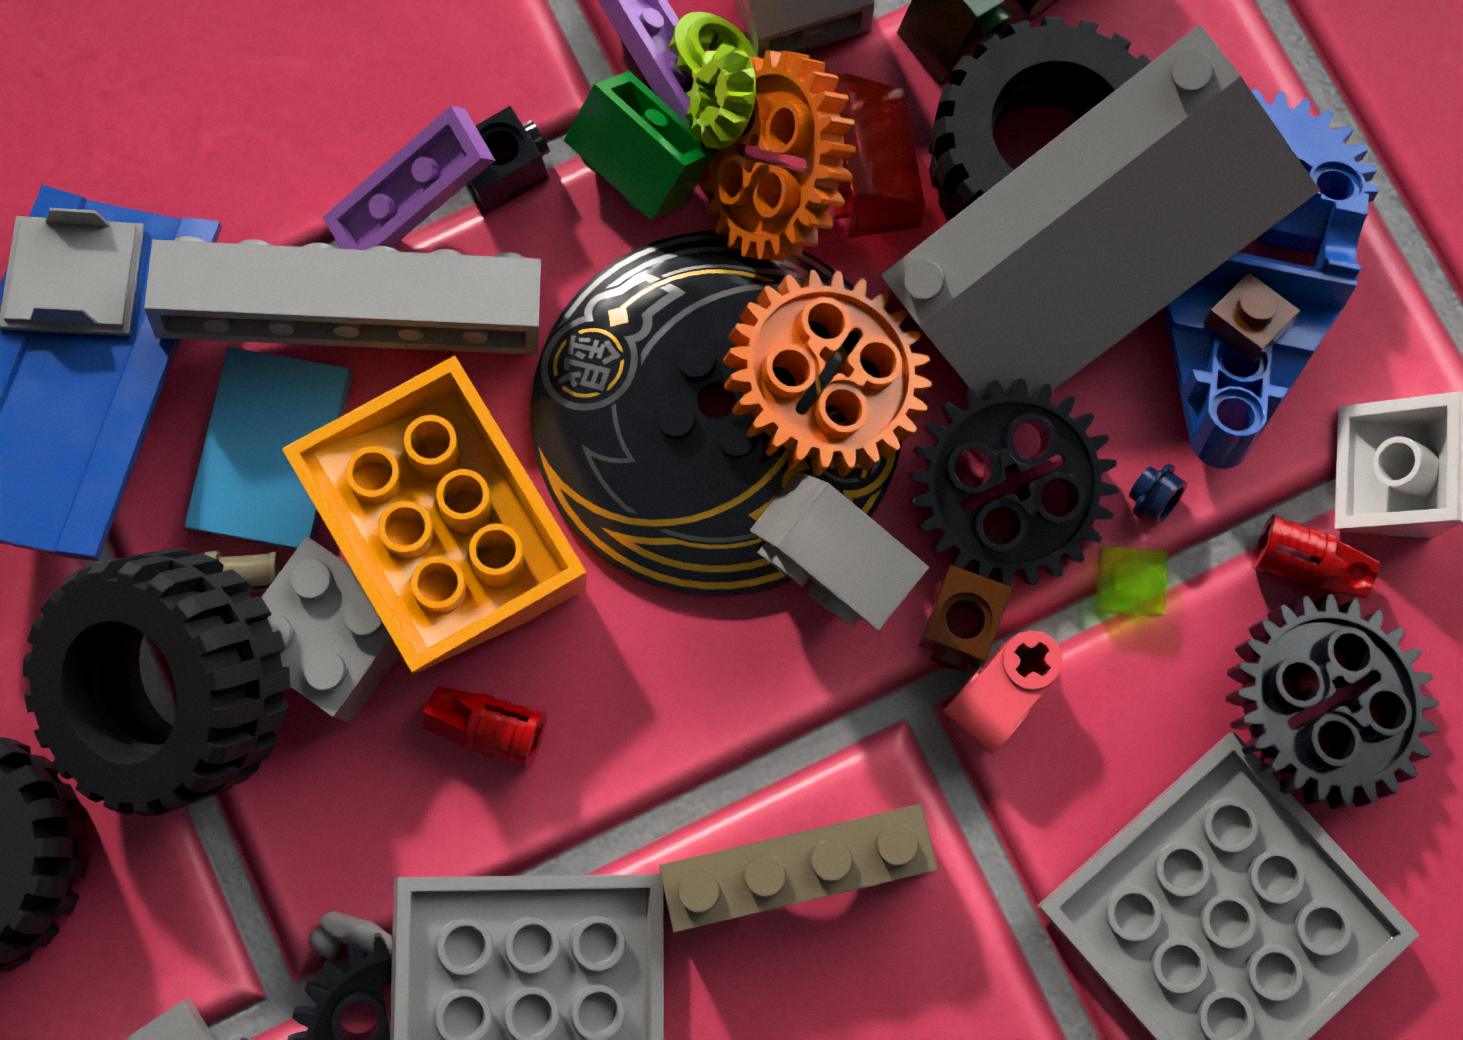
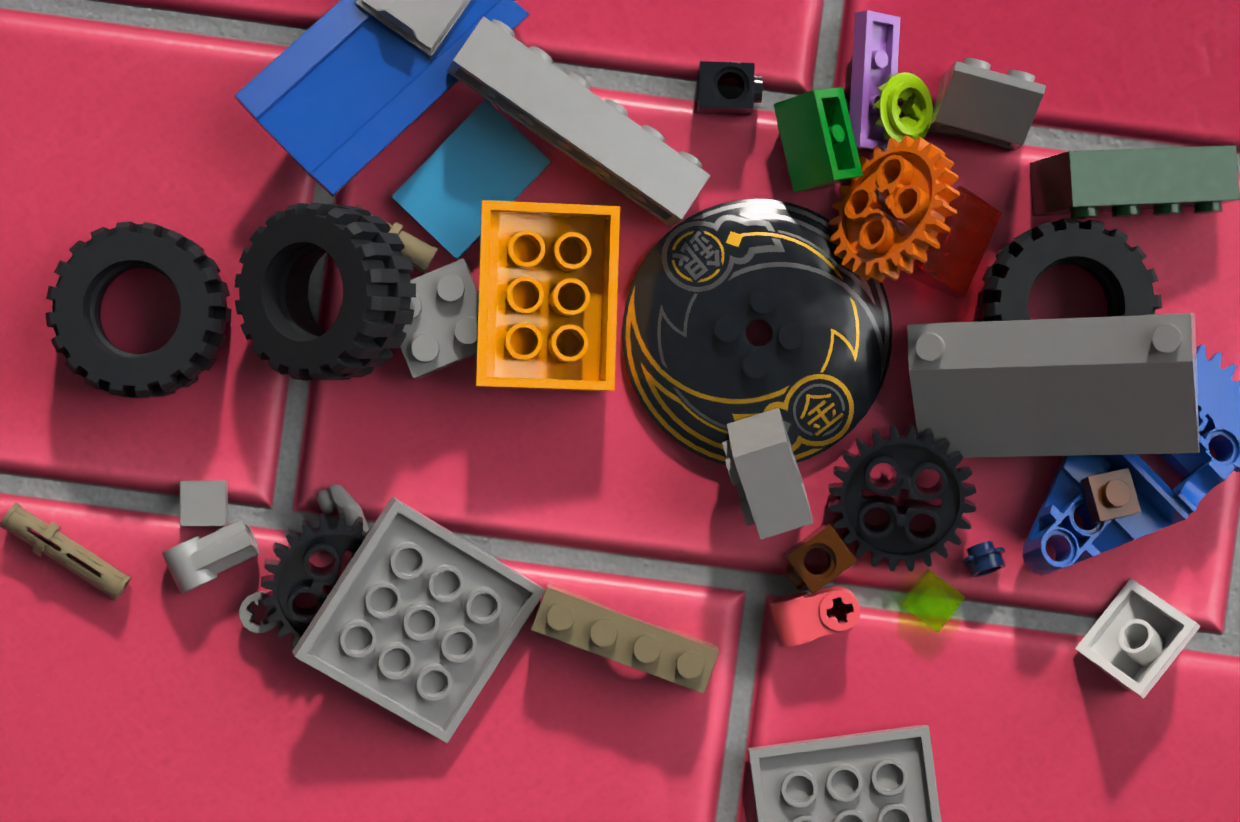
camera: 25 degrees right, 10 degrees up
(411, 183) = (658, 75): medium lavender plate -> none
(485, 724) = (497, 434): red hinge -> none
(725, 81) = (894, 156): lime gear -> none
(780, 336) = (847, 400): orange gear -> none
(1331, 565) = (1047, 659): red hinge -> none
(1364, 756) = (993, 788): black gear -> none

